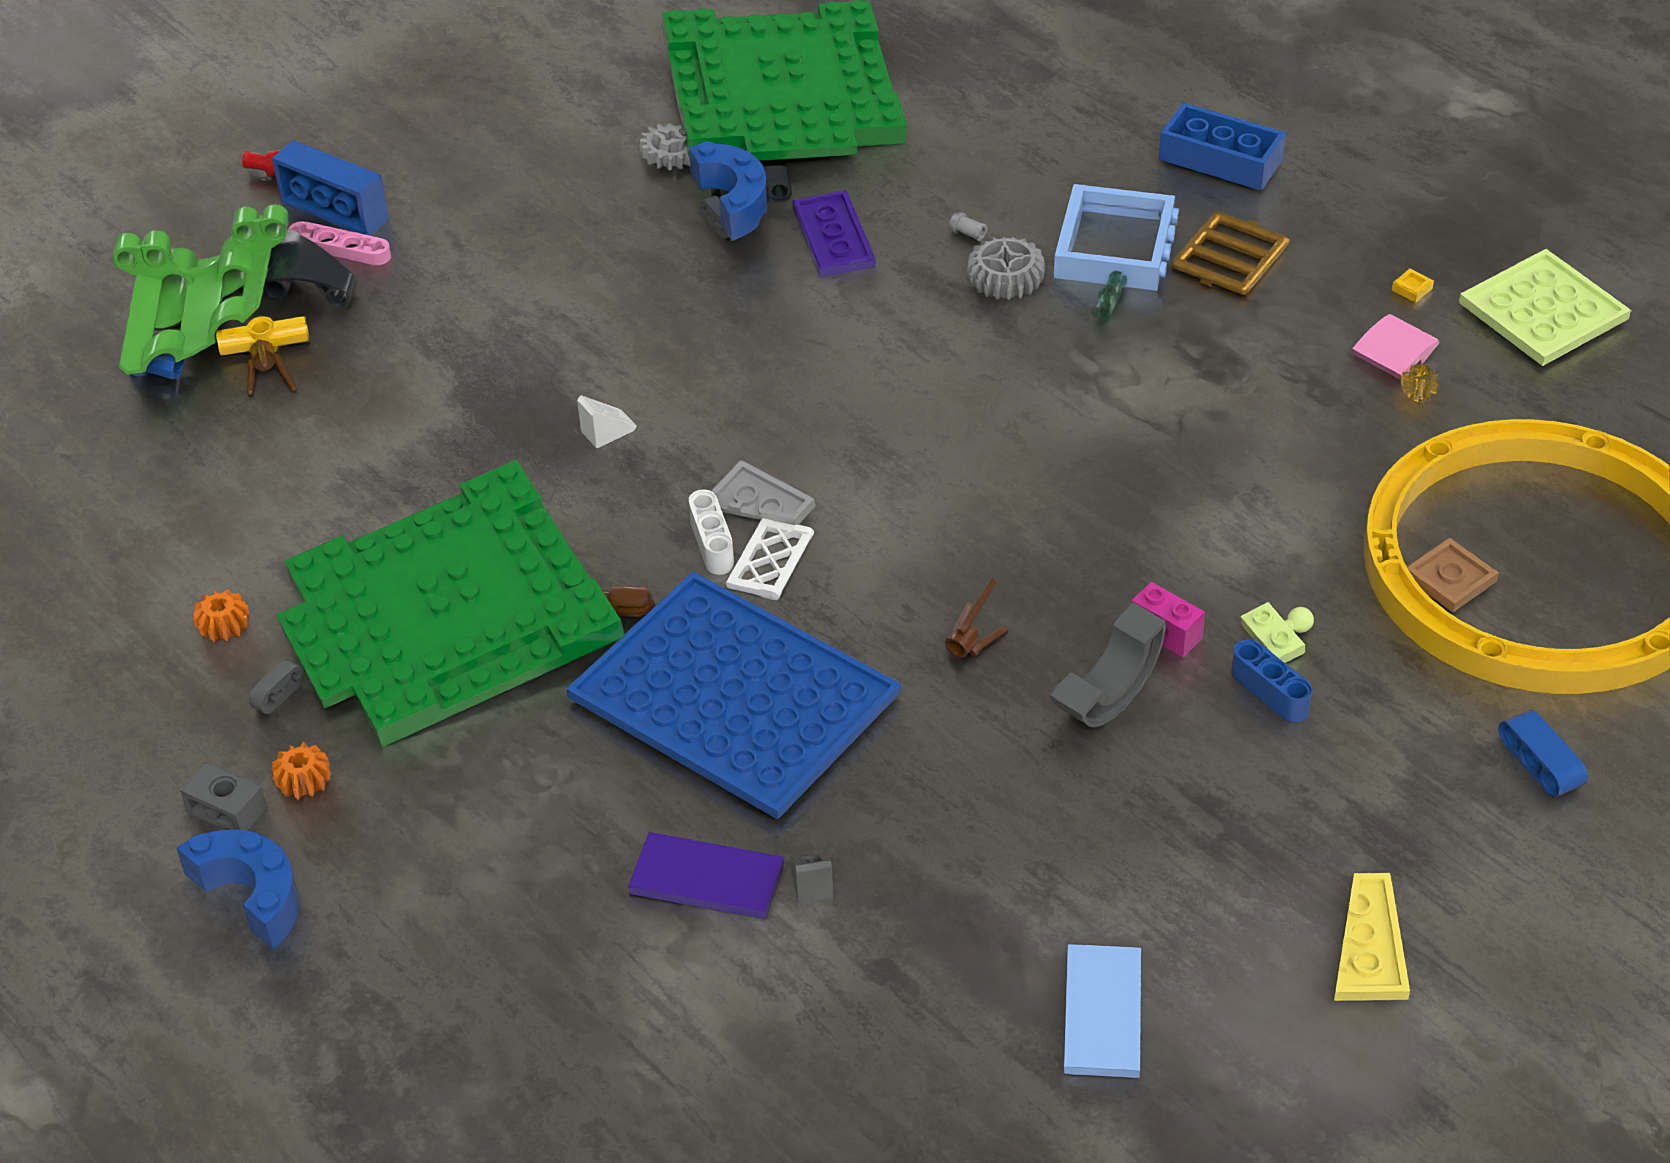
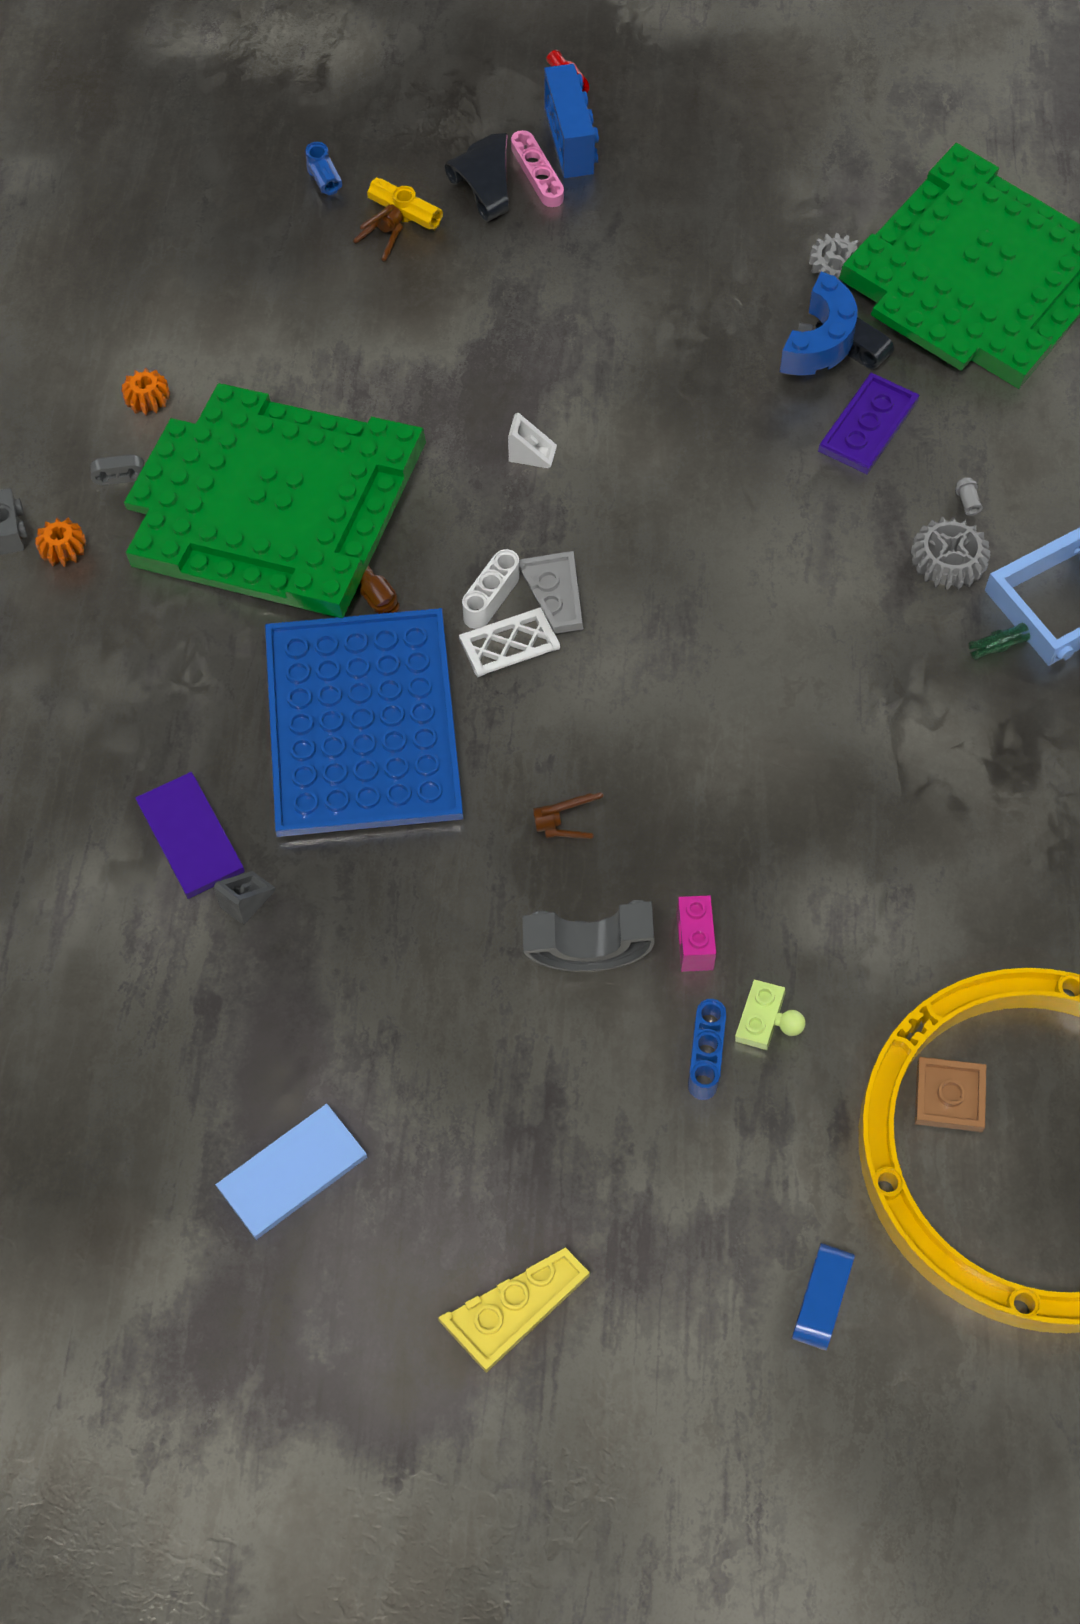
camera: 45 degrees right, 15 degrees up
(180, 289) = (391, 130): bright green panel -> none

